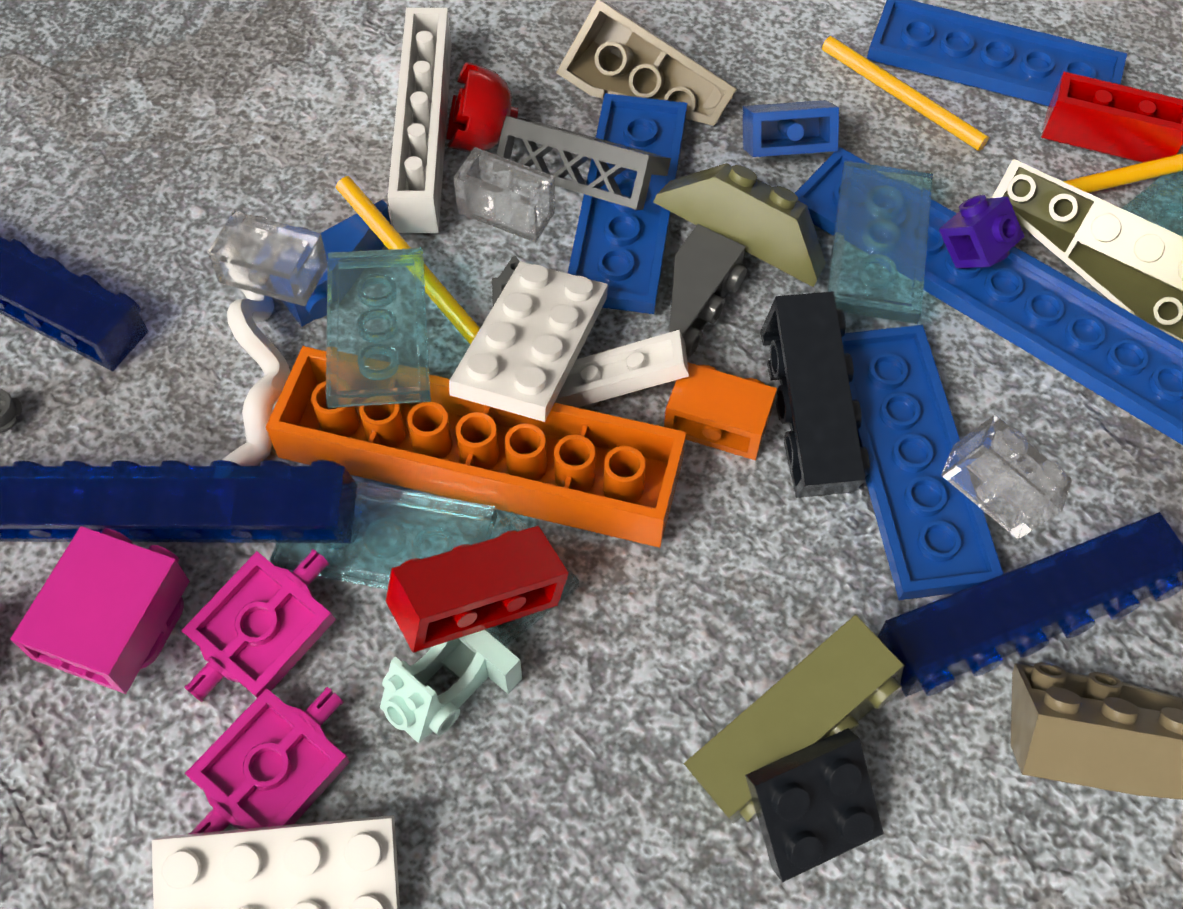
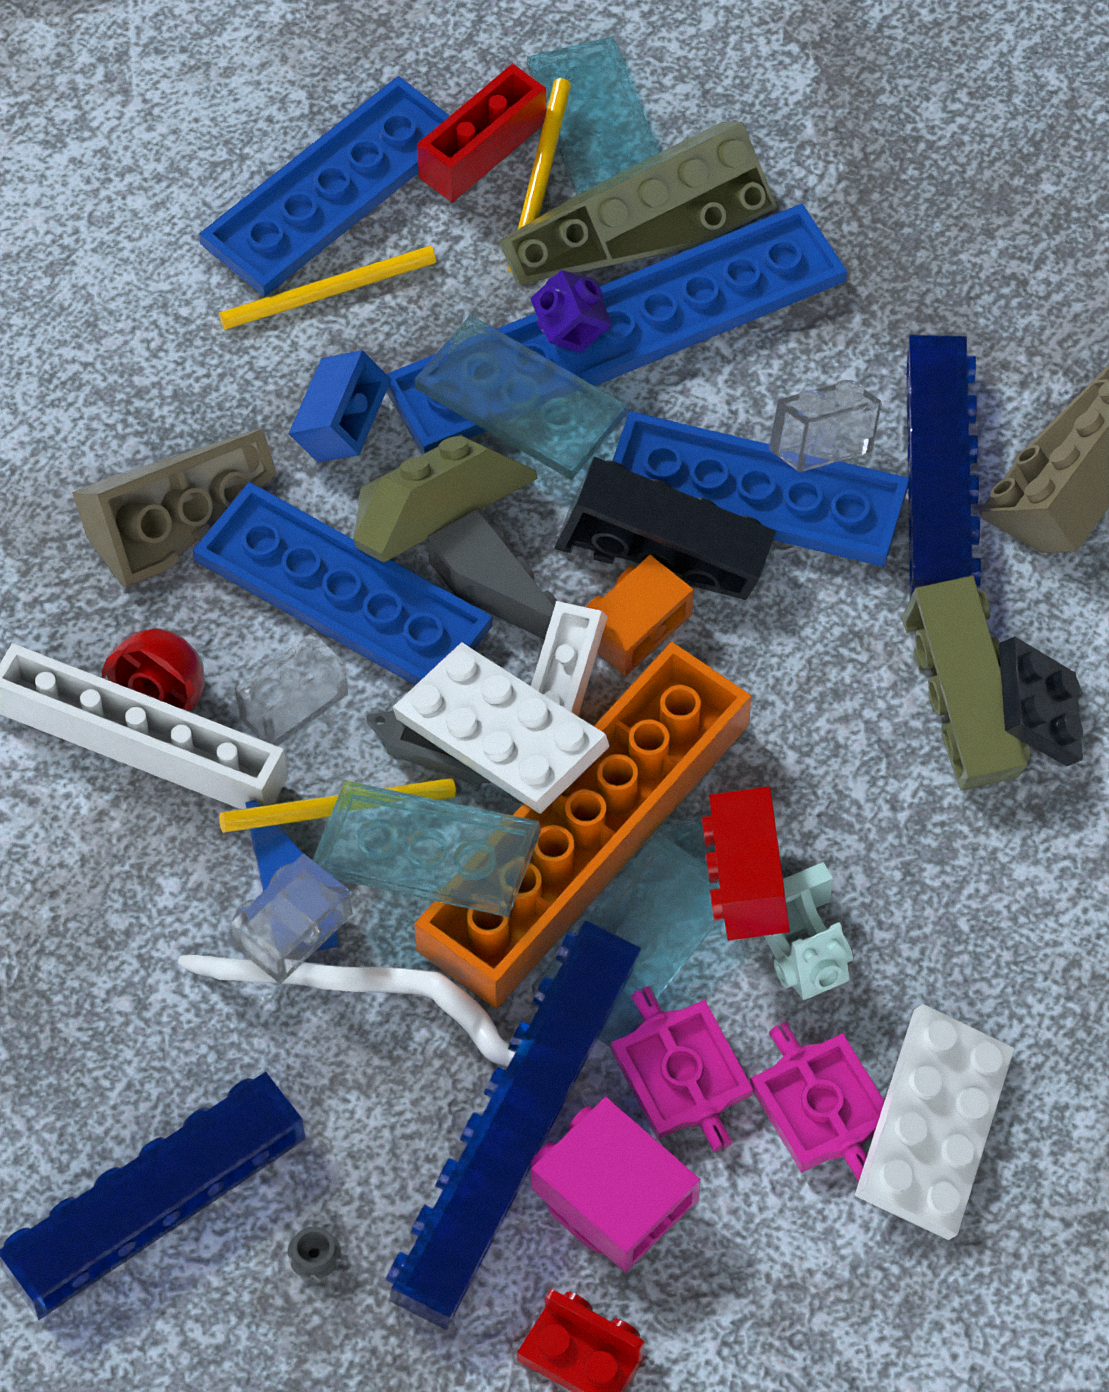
camera: 65 degrees left, 0 degrees up
(586, 148) = (274, 594): fence -> none

